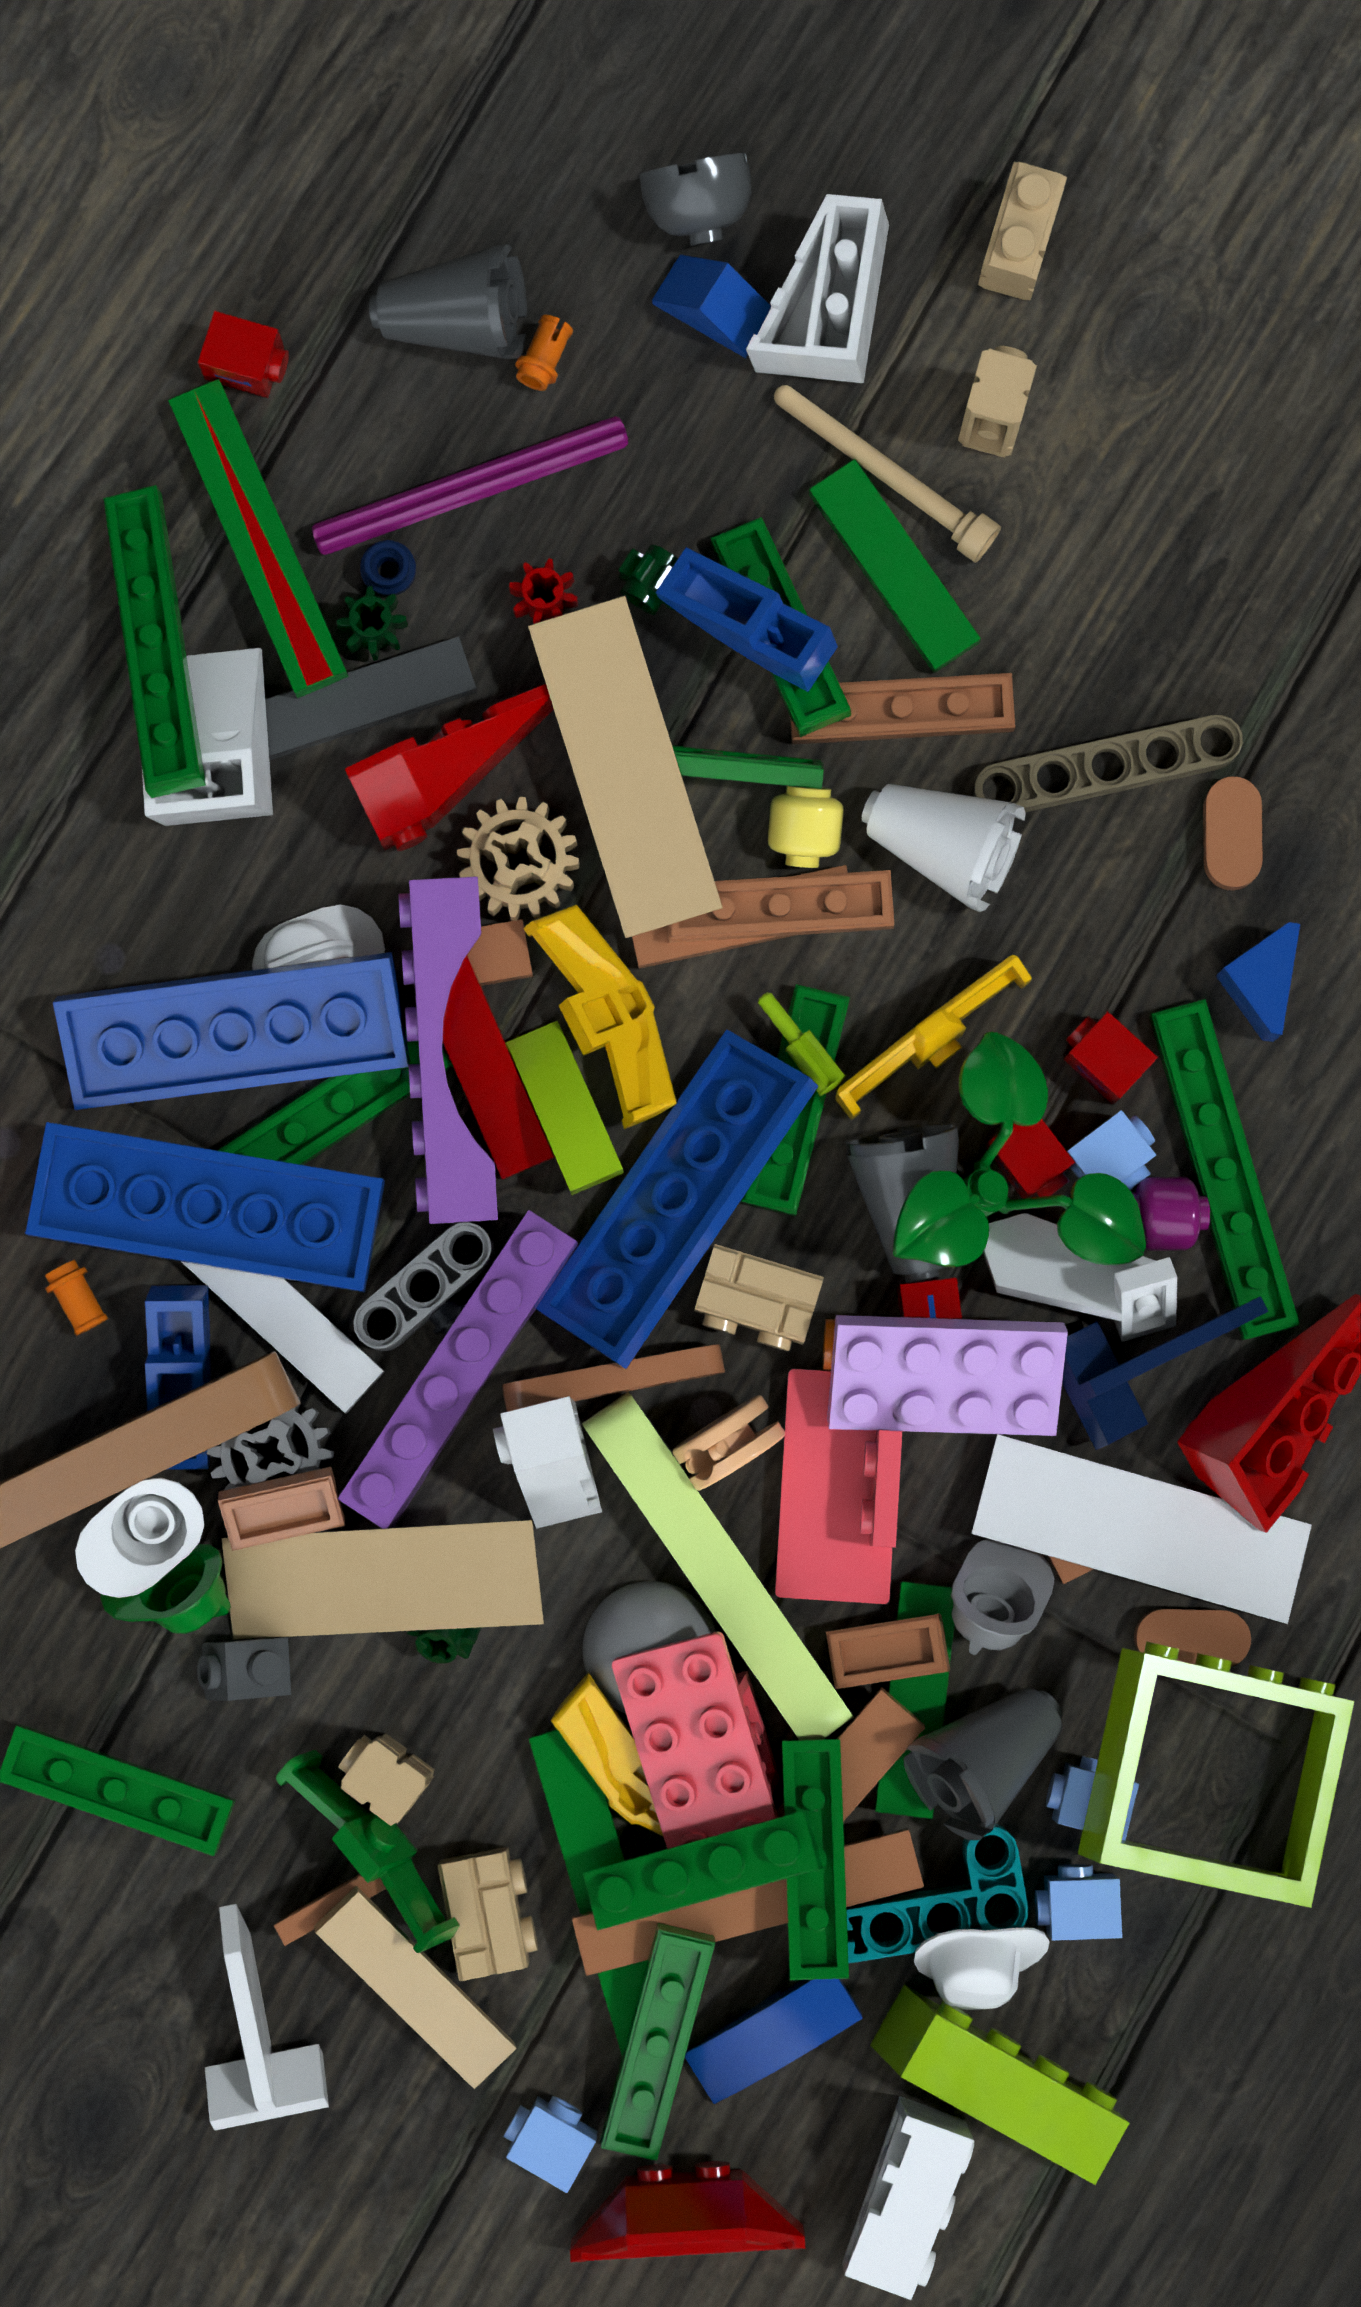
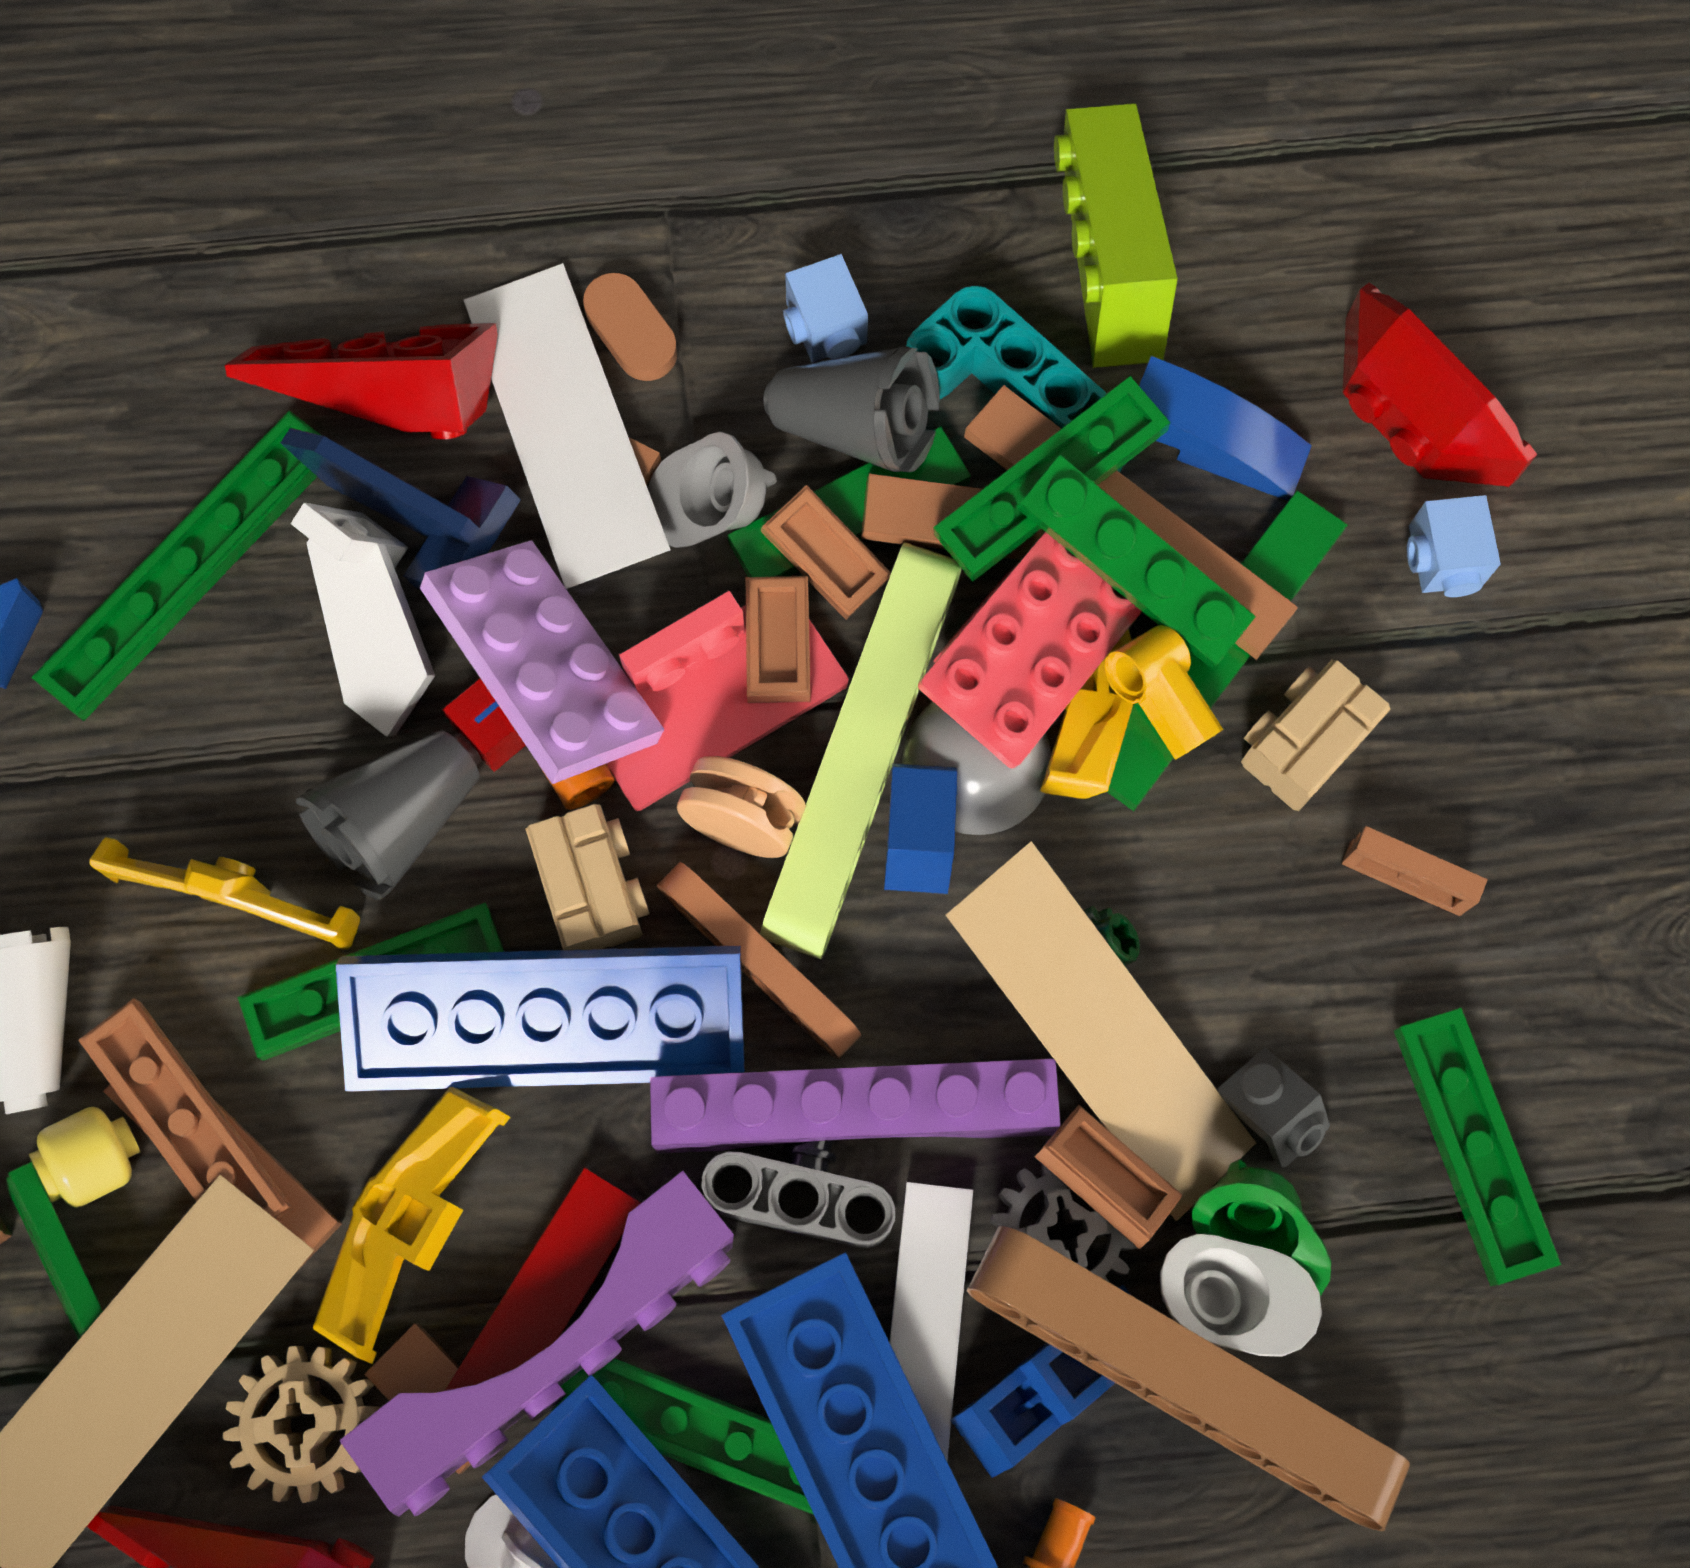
camera: 130 degrees left, 10 degrees down
(264, 2082) = (1607, 822): white piece -> none
(372, 1849) = (1341, 864): green plate -> none
(384, 1777) = (1273, 895): tan brick -> none
(415, 1987) = (1426, 748): tan tile -> none
(549, 1461) = (869, 957): white wedge -> none
(565, 1108) = (527, 1189): lime slope -> none
(609, 1819) = (1155, 675): none -> yellow piece
(623, 1564) = (921, 828): none -> blue slope
(657, 2041) = (1300, 515): green tile -> none
(803, 1048) = (314, 1000): lime axle -> none
(844, 1564) = (777, 639): none -> nougat tile
(908, 2199) = (1259, 238): white wedge -> none
(947, 1215) = (391, 736): green plant -> none
(979, 1966) = (1042, 298): white piece -> none
(1033, 1160) = (285, 728): red brick -> none
(1079, 1904) = (920, 263): light blue brick -> none
(1108, 1056) = (141, 721): red brick -> none
(1116, 1149) = (237, 659): light blue brick -> none
(1120, 1757) = (762, 292): lime window -> none
(1171, 1212) = (260, 578): magenta head -> none

